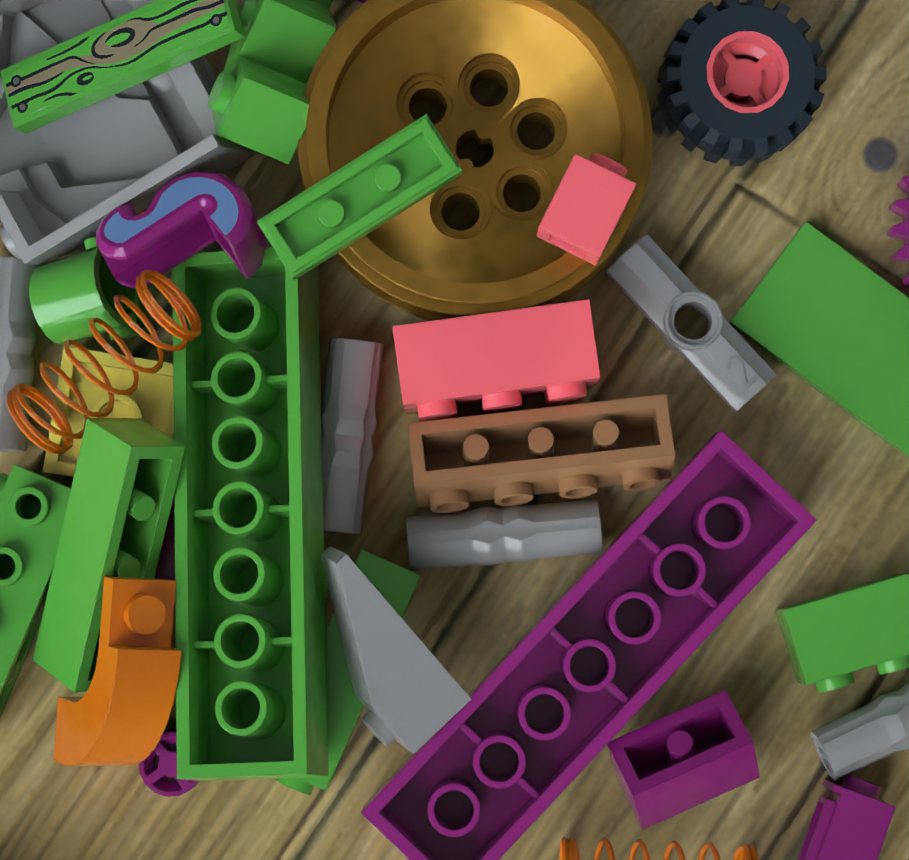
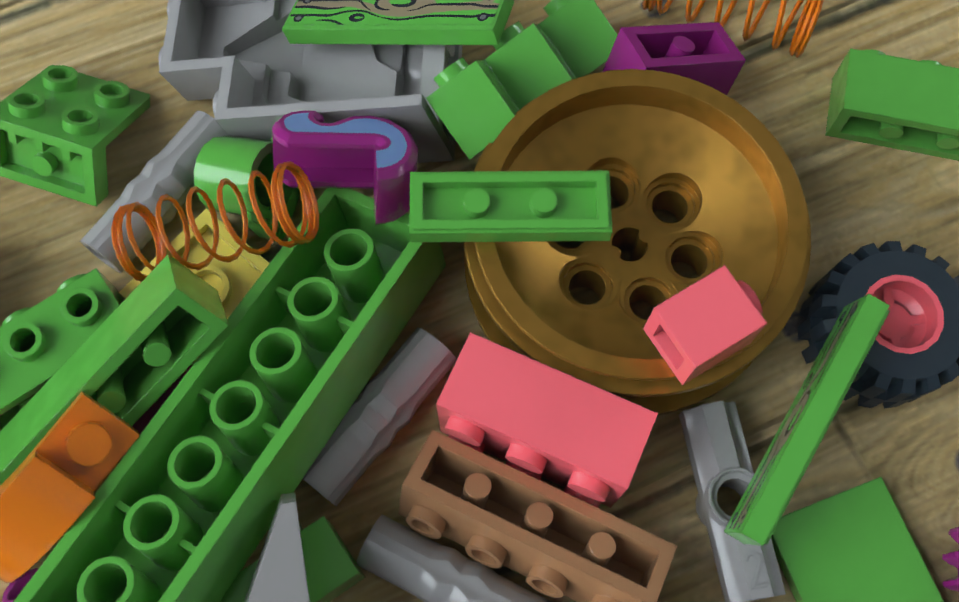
camera: 30 degrees right, 15 degrees down
(714, 224) = (807, 421): none -> bright green tile

